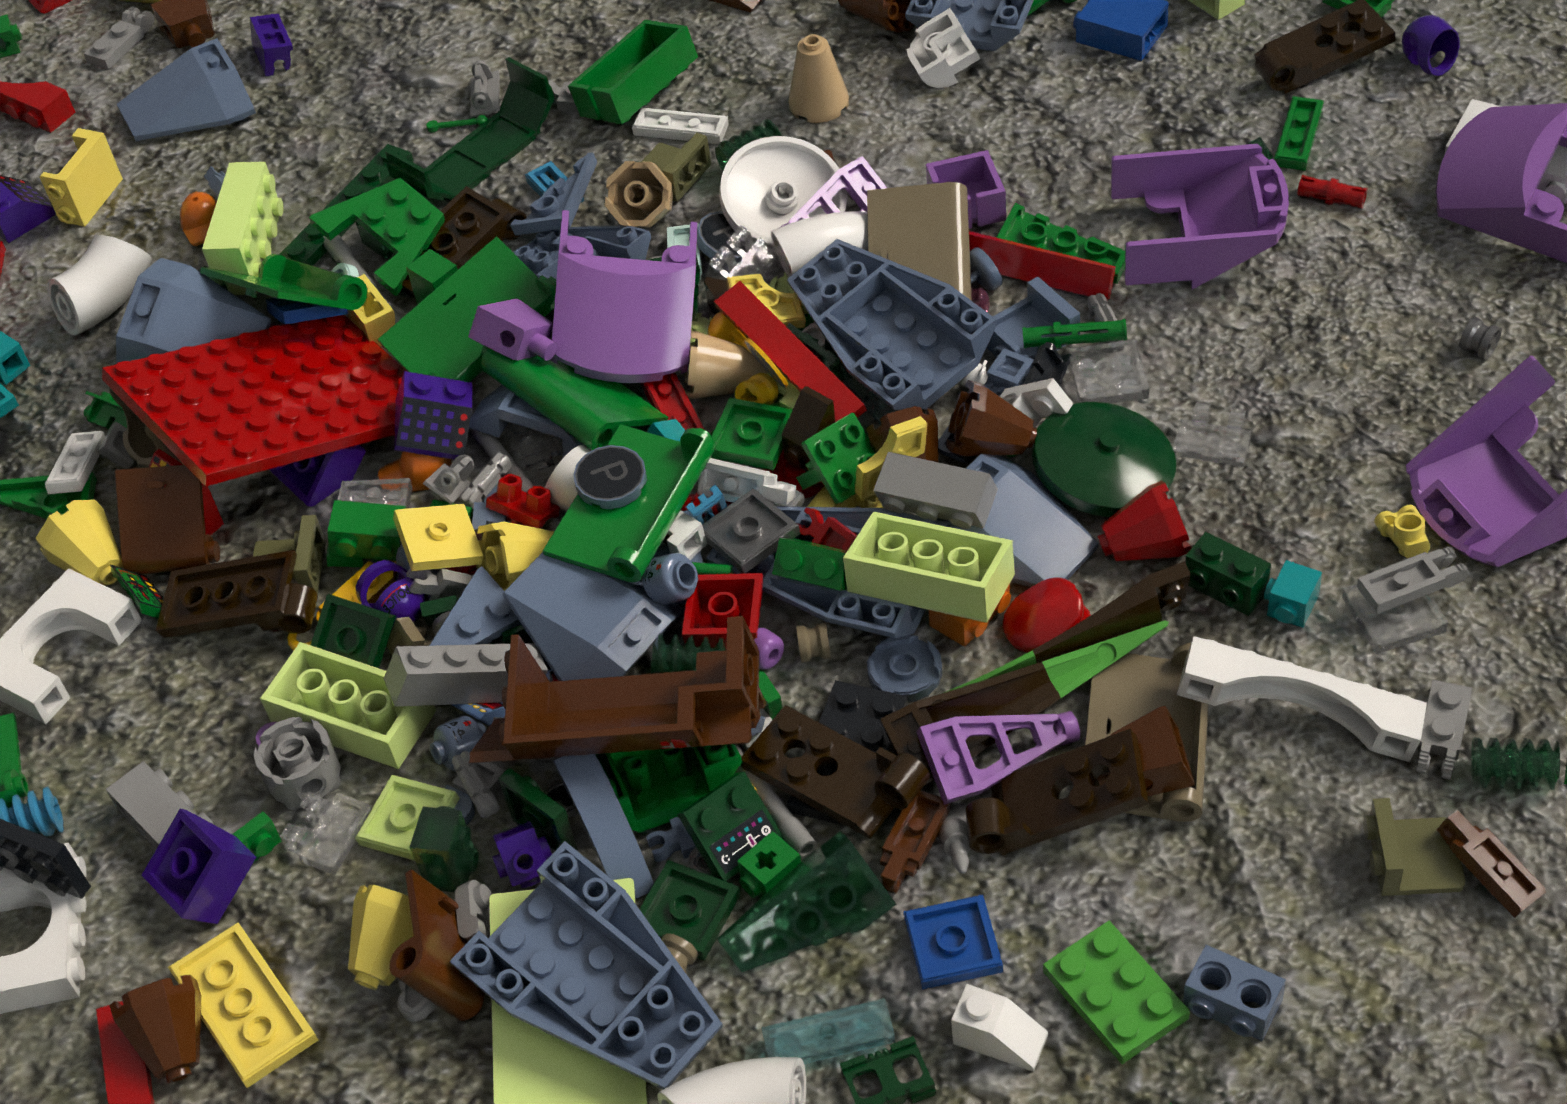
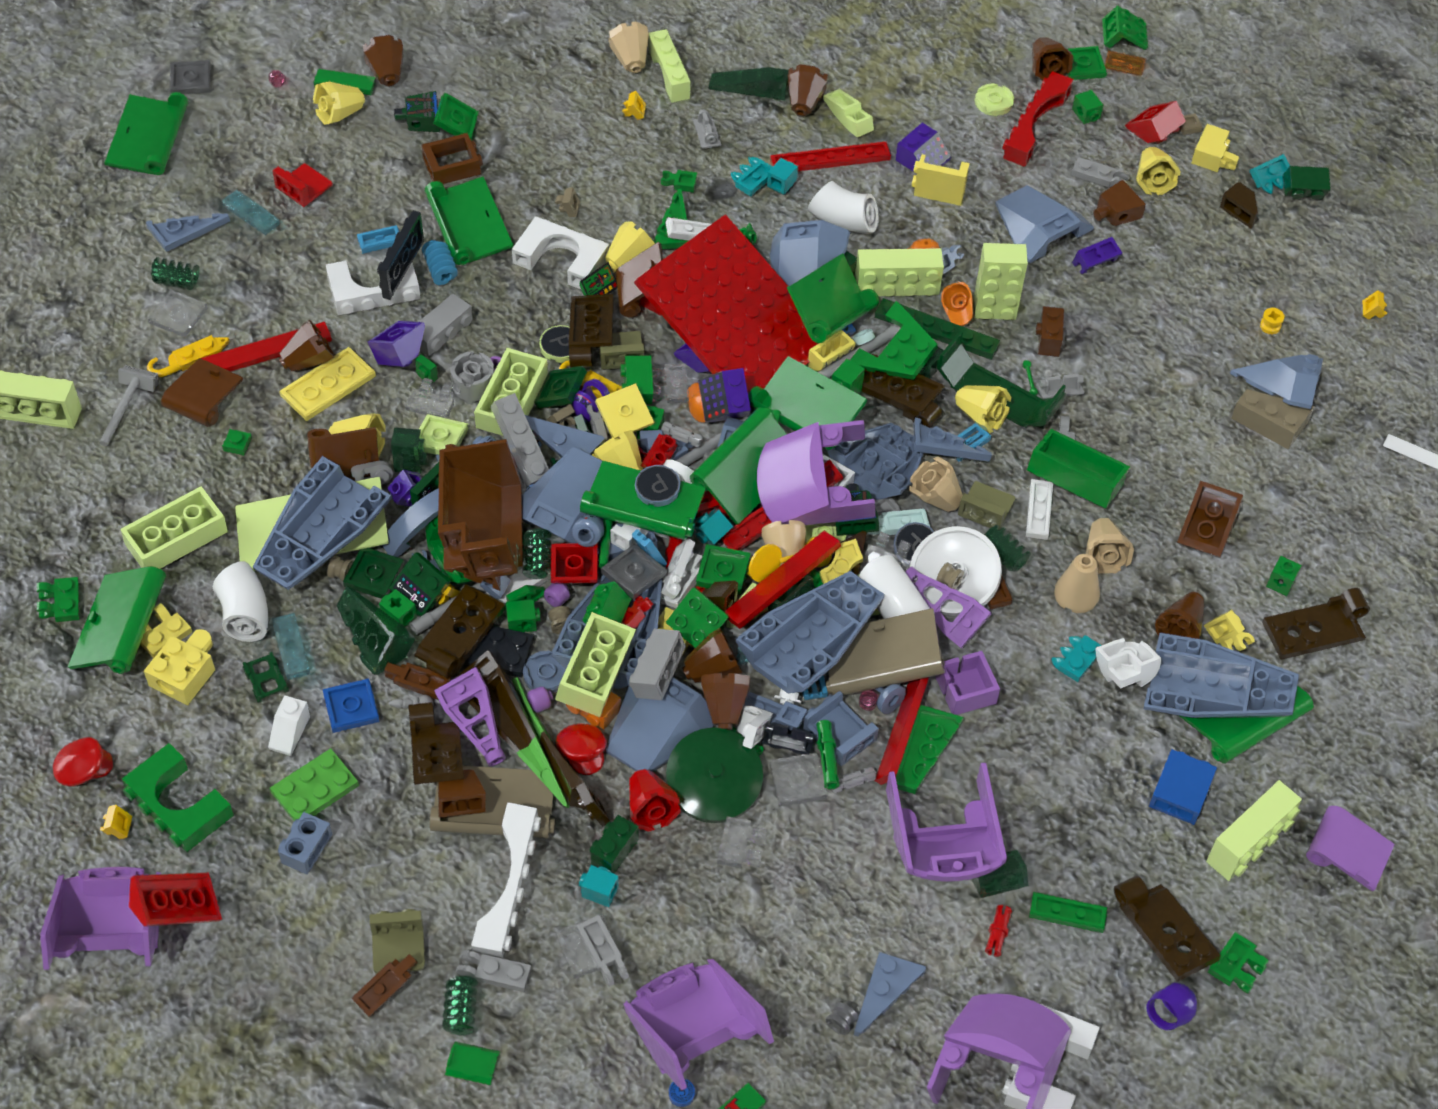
camera: 75 degrees right, 5 degrees up
(248, 652) = (555, 343): none -> black tile
(309, 106) = (1000, 281): none -> yellowish green brick
(323, 172) = (952, 297): none -> orange cap
(389, 91) = (1050, 331): none -> reddish brown brick
(449, 482) = (681, 415): light grey hinge -> none
(504, 156) = (984, 405): none -> light yellow cone
(513, 330) = (775, 417): medium lavender torso -> none
(756, 56) = (1109, 546): none -> tan cone
(800, 189) = (950, 576): none -> dark tan wheel
(802, 689) = (522, 615): none -> green brick
(903, 438) = (693, 641): light yellow tile -> none
(920, 102) = (1076, 659): none -> teal plate
(960, 667) = (539, 699): none -> medium lavender piece
(1405, 529) = (656, 956): light yellow plate -> none
(1418, 298) = (888, 981): none -> sand blue wing

